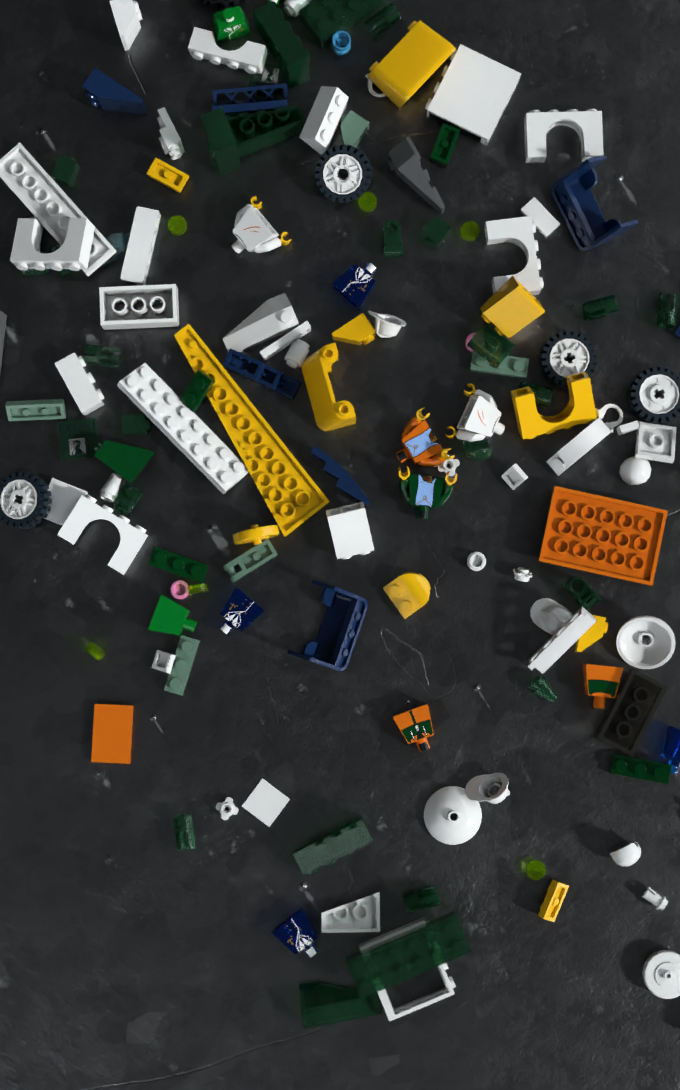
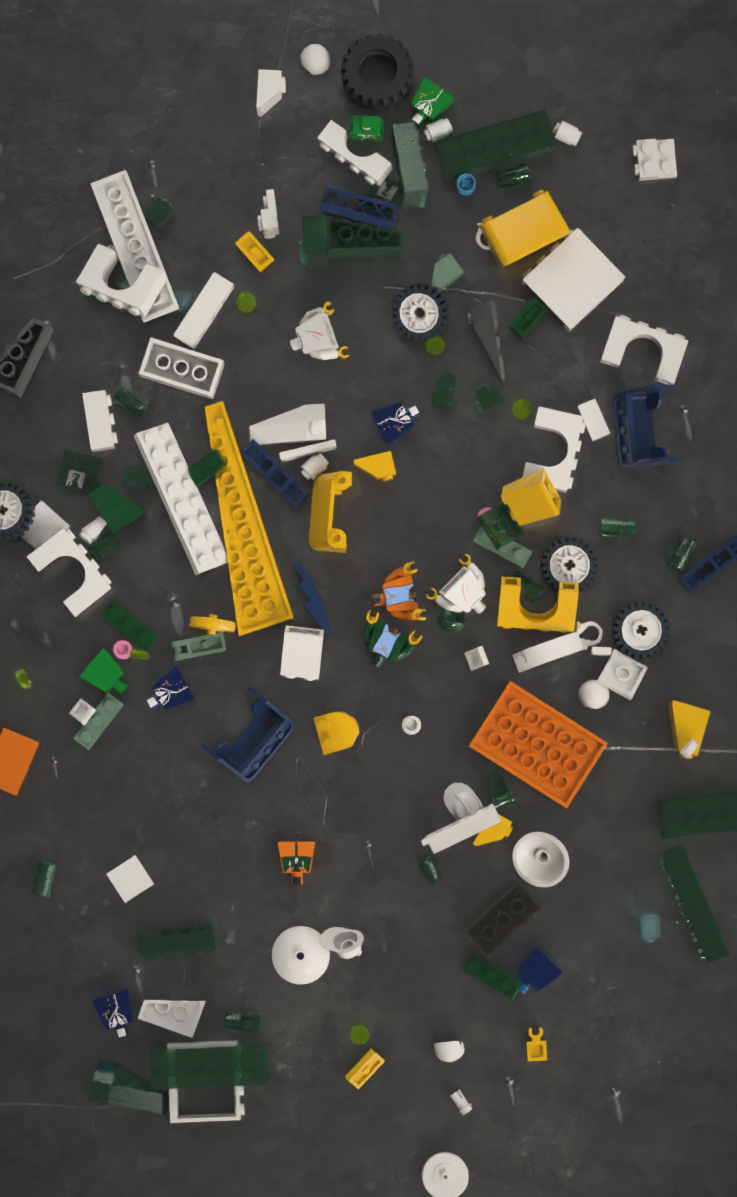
camera: 20 degrees right, 0 degrees up
(35, 410) = (48, 430): sand green plate -> none
(111, 95) = (226, 155): dark blue slope -> none
(225, 814) = (88, 875): white plate -> none
(324, 118) = (421, 253): white slope -> none
(387, 325) = (408, 469): white piece -> none
(443, 466) = (413, 625): white plate -> none
(522, 574) = (449, 753): white plate -> none
(601, 682) = (485, 882): orange torso -> none

